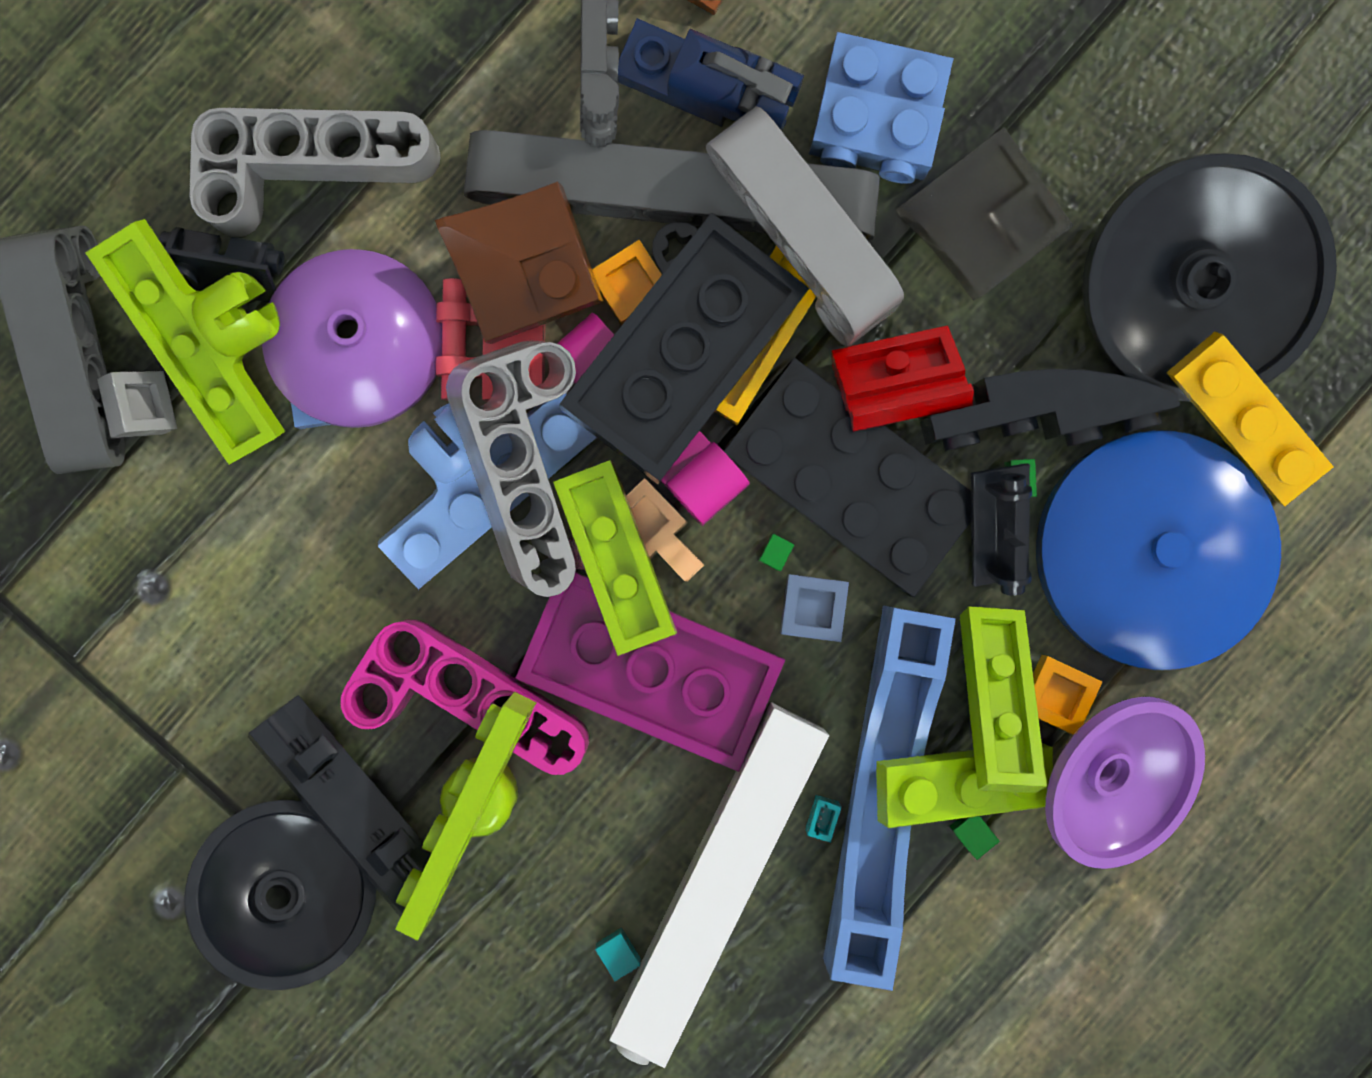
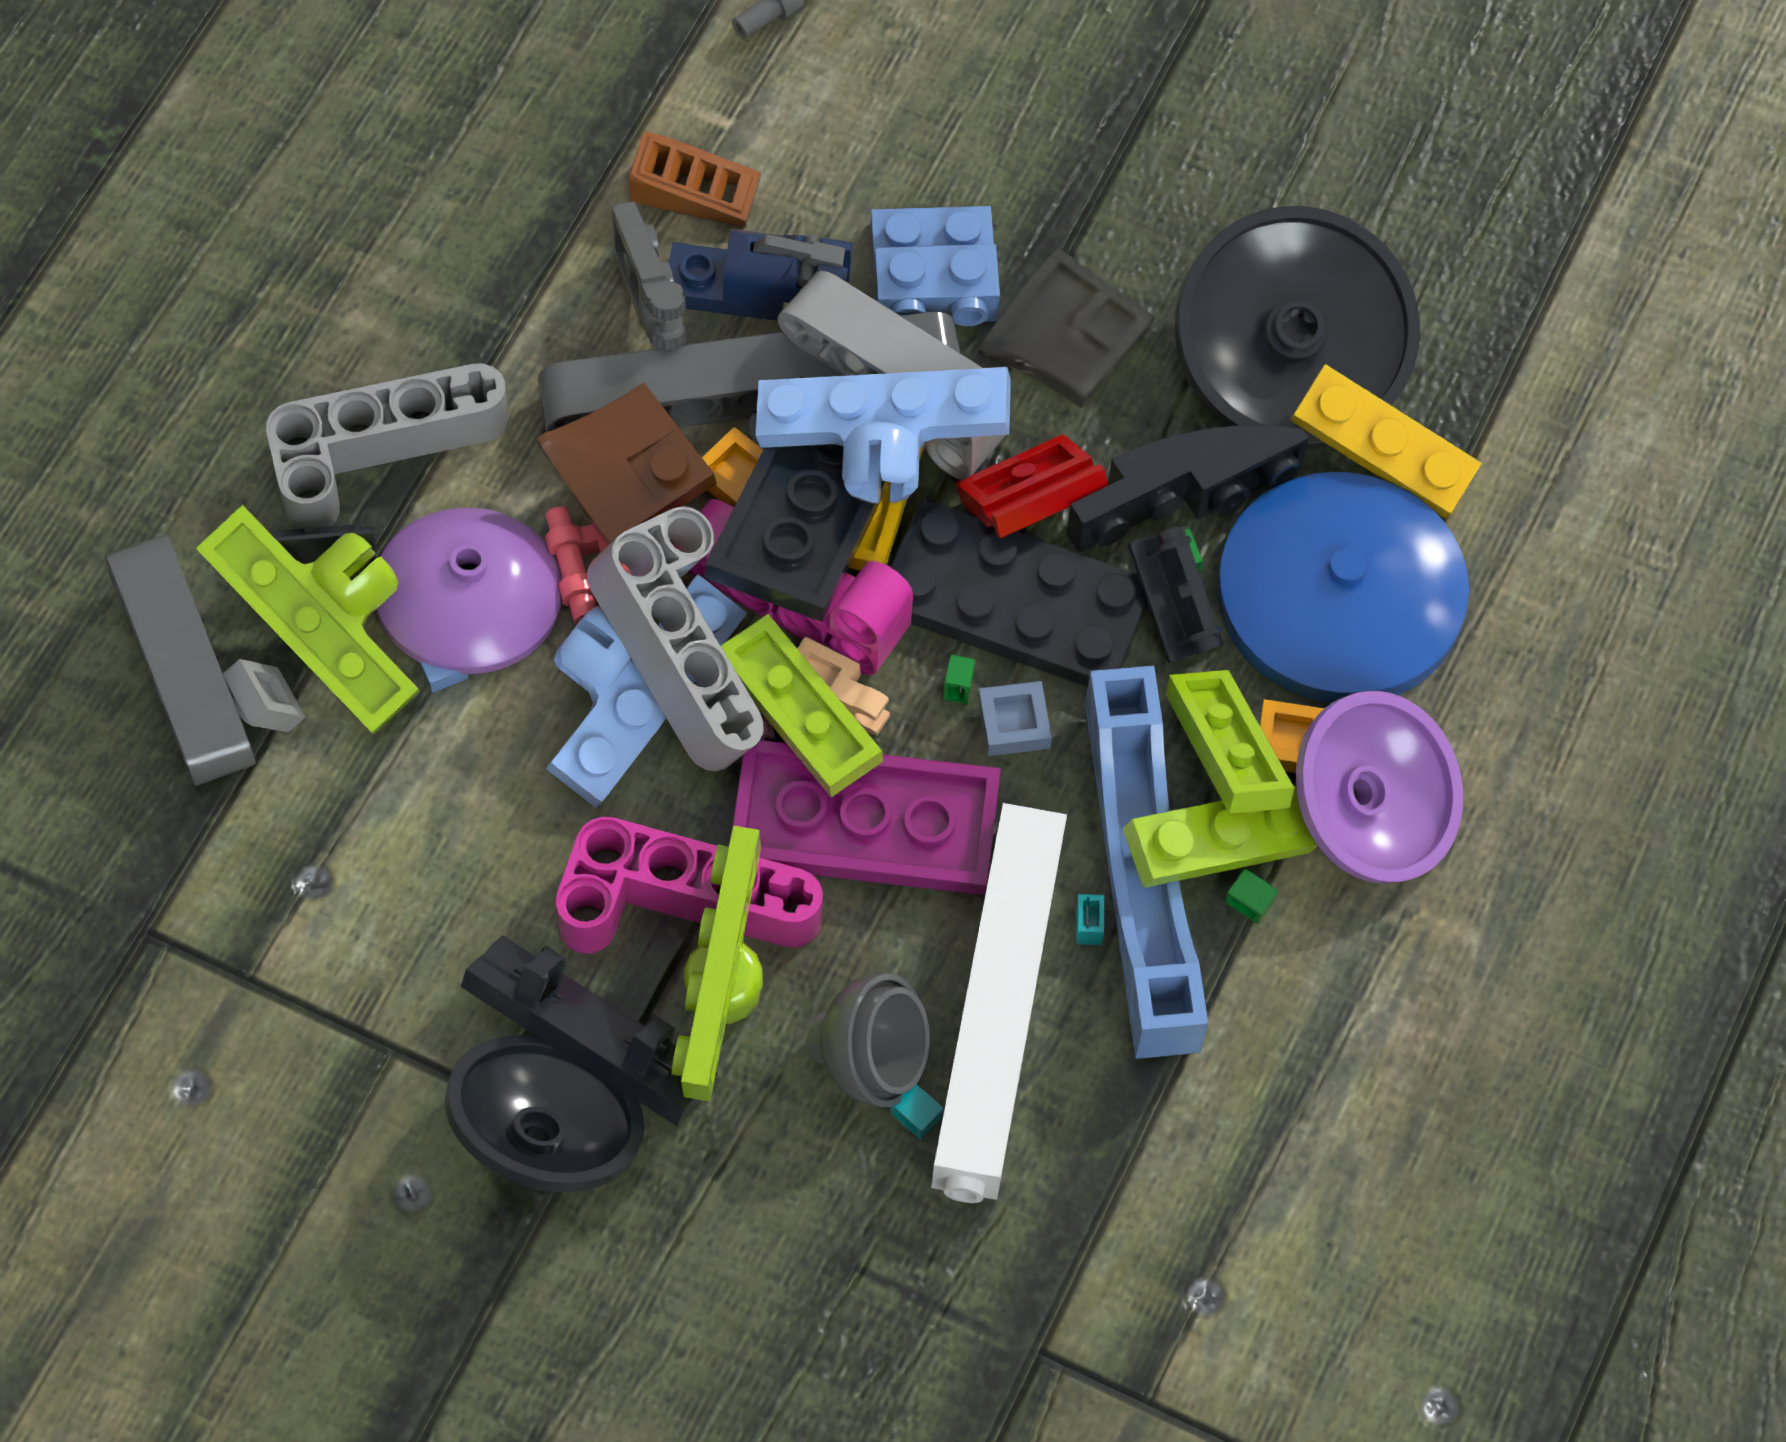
camera: 15 degrees left, 25 degrees down
(589, 901) = (873, 1039): none -> dark grey piece
(772, 299) = (883, 419): none -> light blue plate

